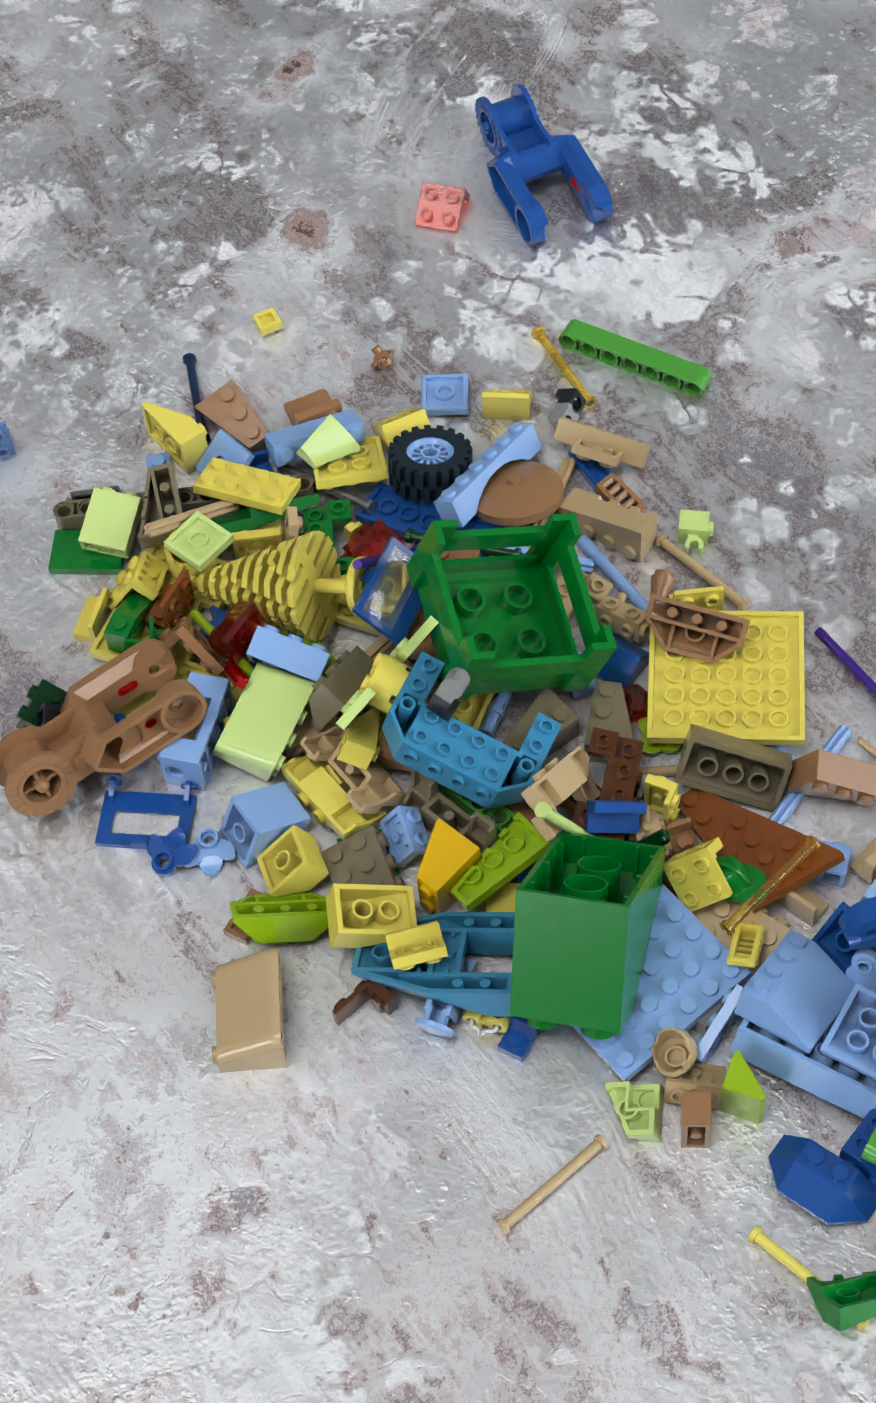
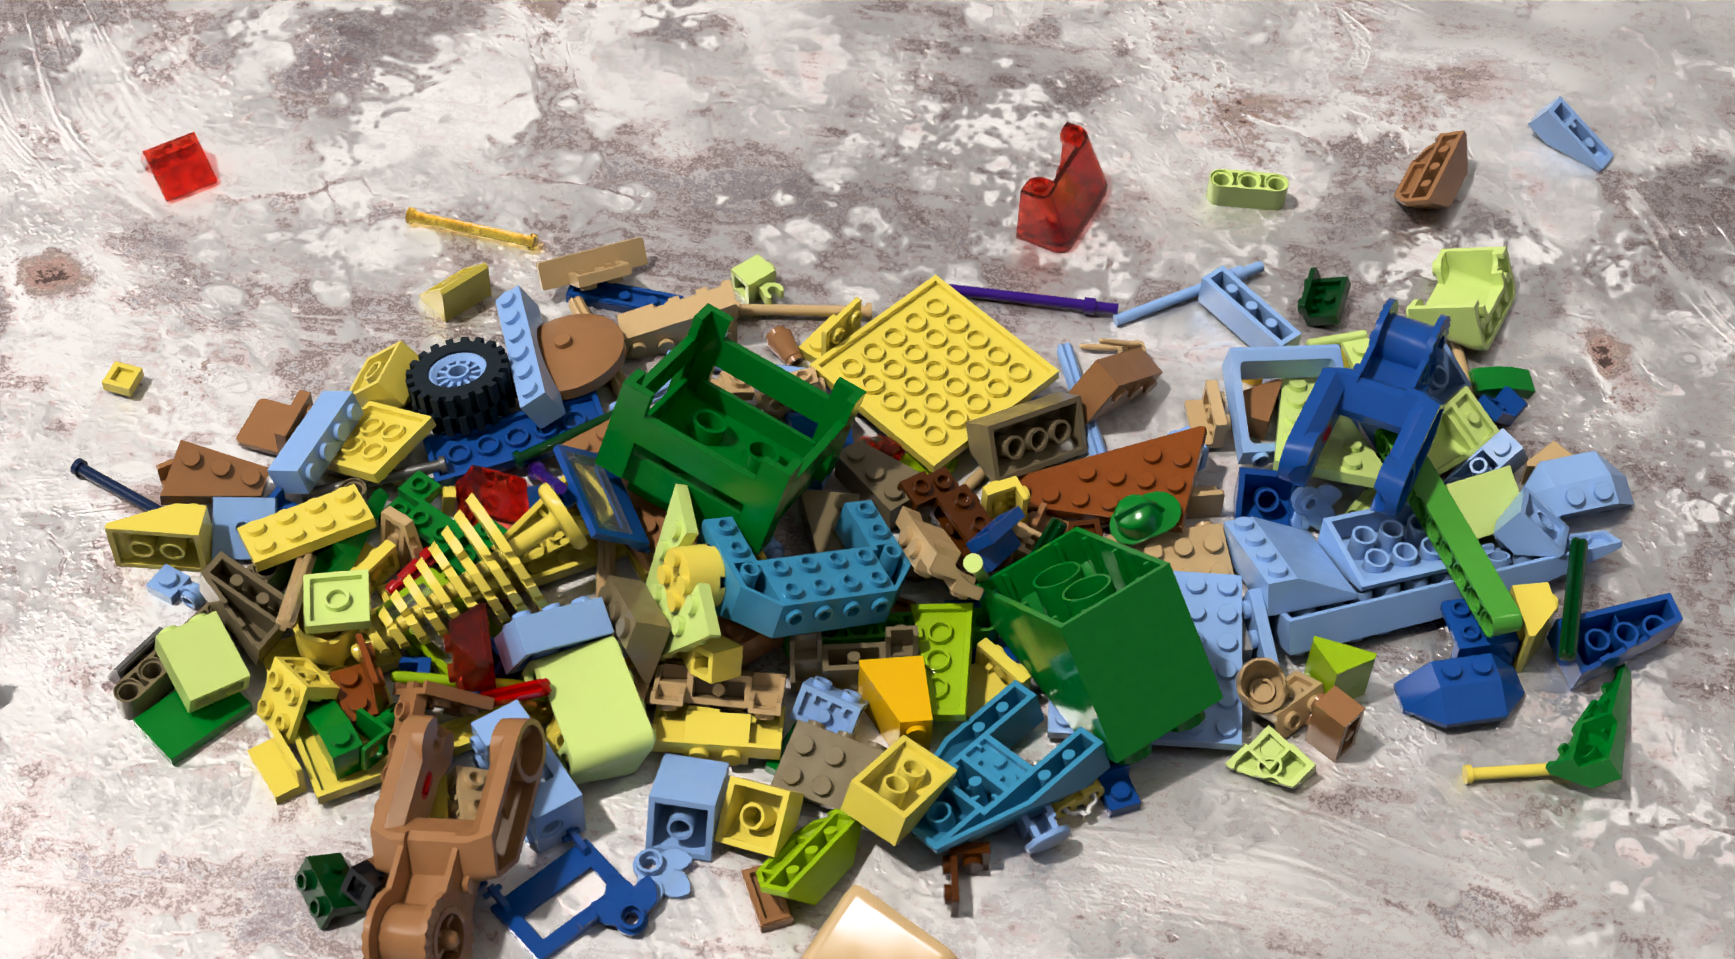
camera: 55 degrees left, 5 degrees down
(328, 444) = (345, 433): yellowish green slope -> none
(382, 357) = (286, 333): medium nougat plant -> none
(416, 946) = (975, 777): light yellow bracket -> none
(445, 394) = (388, 322): light blue plate -> none
(445, 698) = (779, 529): light grey leg -> none
(527, 153) = (222, 65): blue arm -> none
(549, 1186) = (1289, 943): tan bar -> none
(567, 406) = (523, 256): leg -> none
(612, 485) = (653, 291): medium nougat slope -> none
(635, 358) = (528, 178): bright green beam -> none
(695, 629) = (879, 345): medium nougat wedge -> none
(698, 876) = (1121, 522): light yellow bracket -> none
(746, 945) = (1210, 554): light yellow slope -> none
(811, 845) = (1188, 552): clear yellow bar -> none

